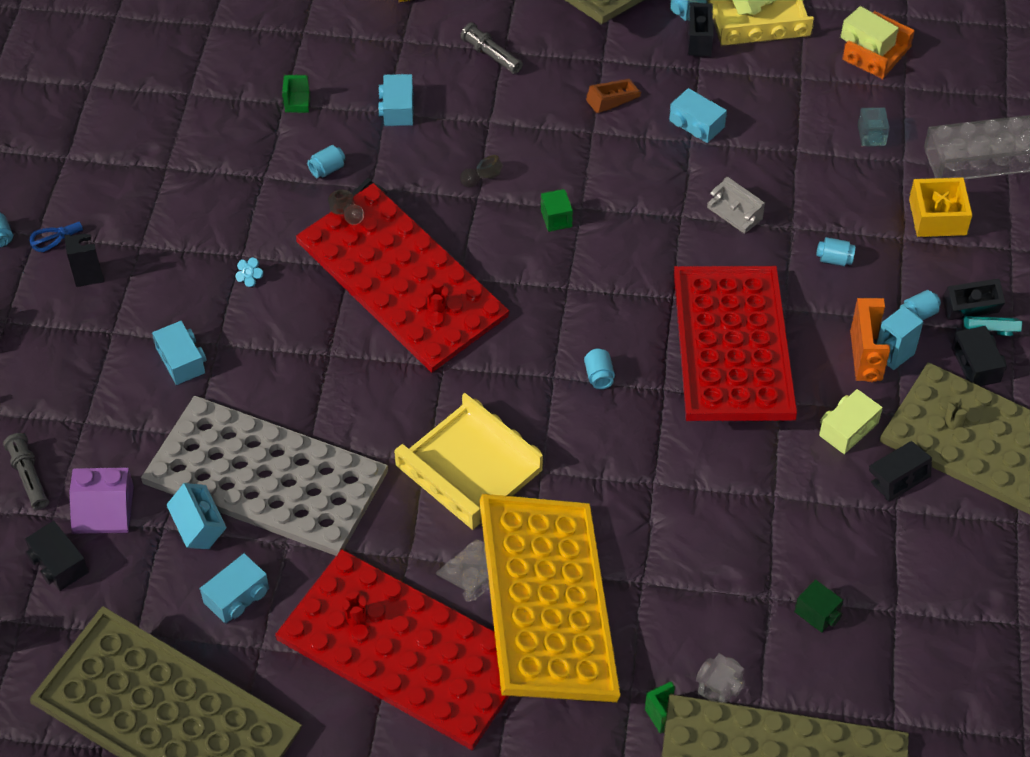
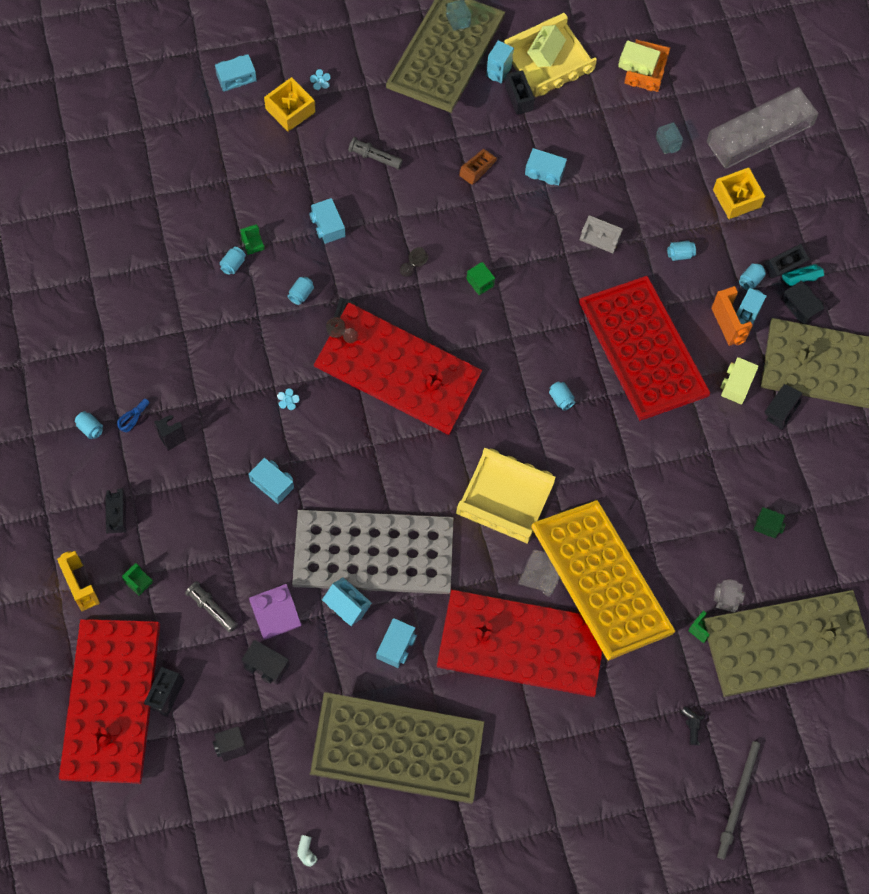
camera: 25 degrees left, 15 degrees up
(261, 109) = (232, 260): none -> medium azure brick

